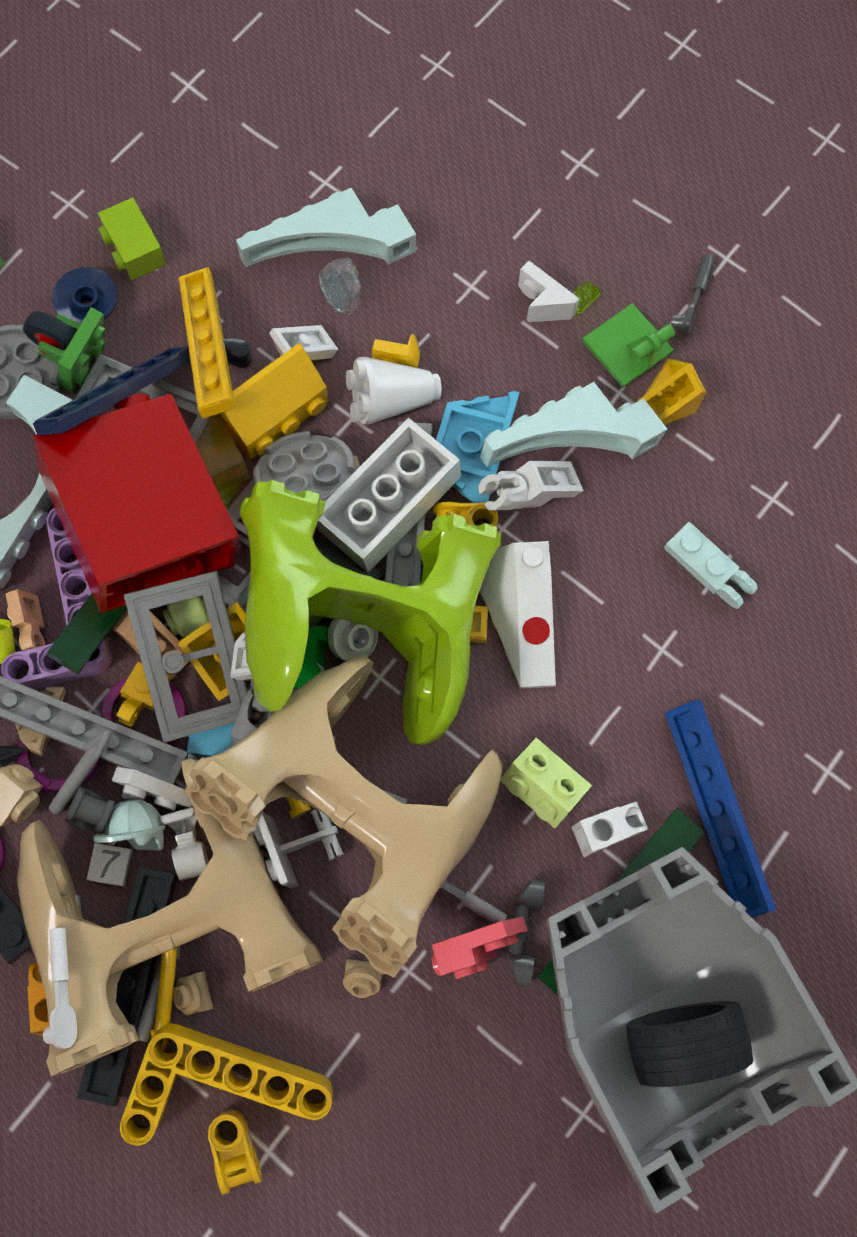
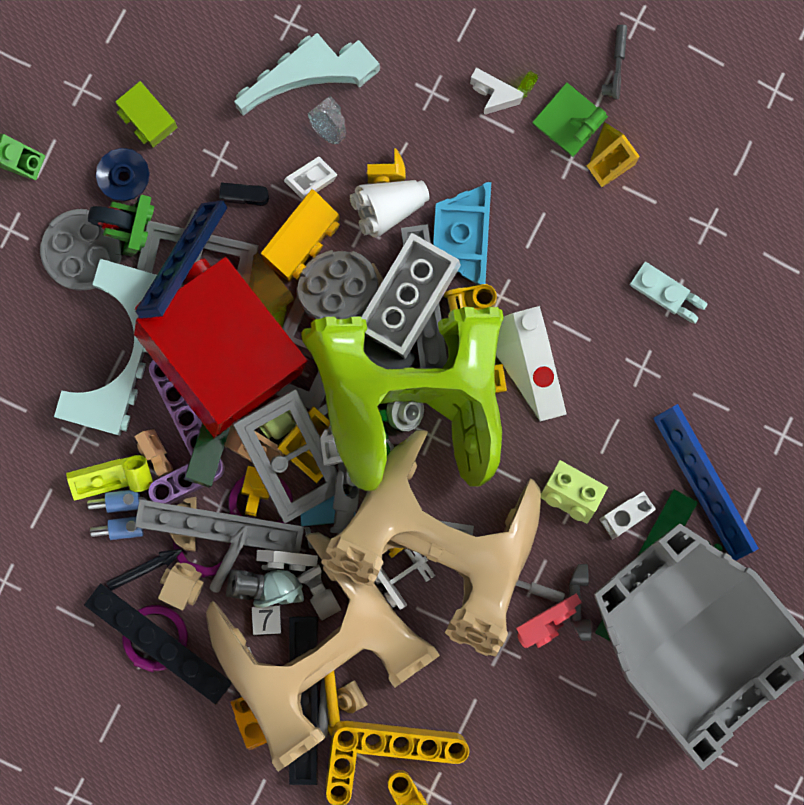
camera: 10 degrees left, 10 degrees up
(63, 1020) = (279, 739): white piece -> none
(206, 343) = (234, 198): yellow tile -> none
(361, 978) = (469, 661): tan plate -> none
(531, 485) = (518, 260): white plate -> none
(579, 420) = (544, 197): light aqua arch -> none
(689, 1044) = (709, 656): black tyre -> none

